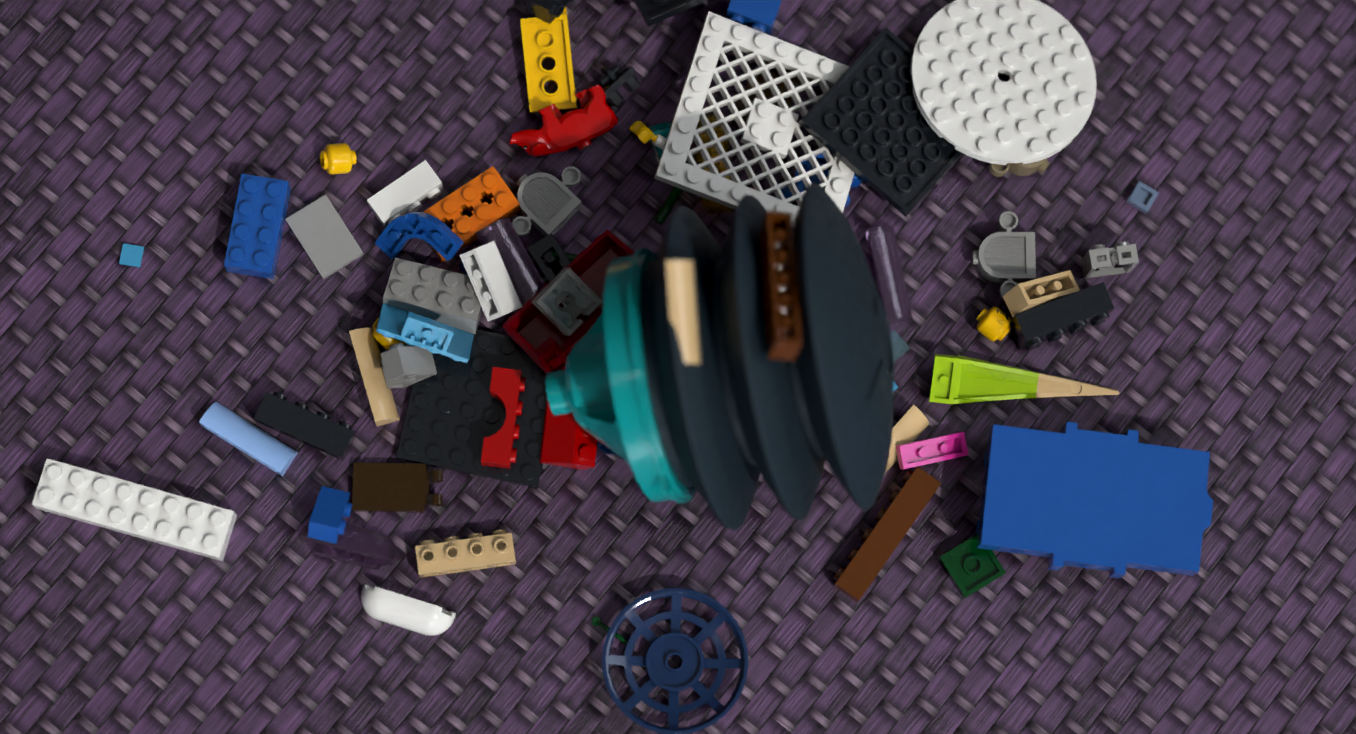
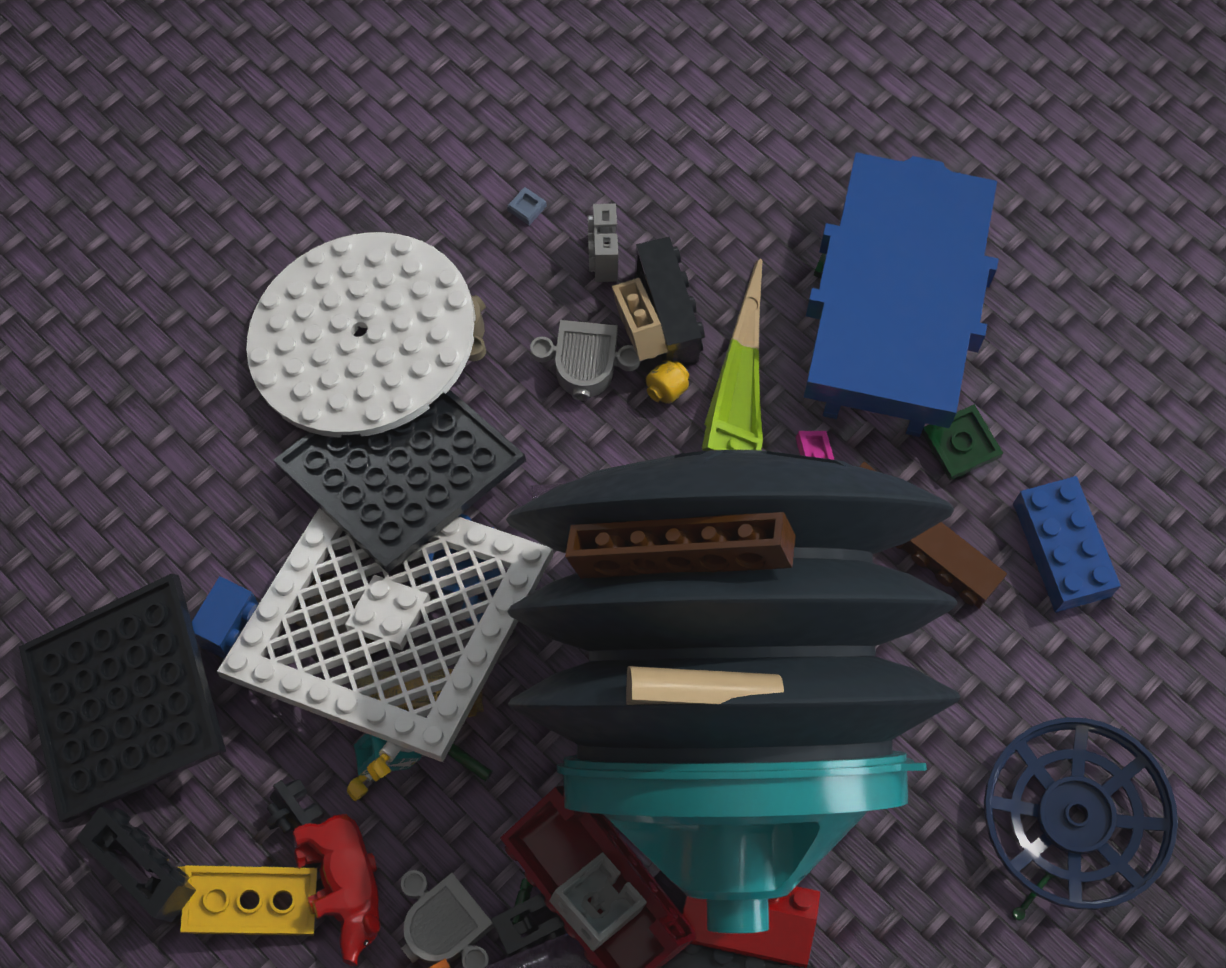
camera: 75 degrees left, 10 degrees down
(892, 649) = (1066, 544): none -> blue brick

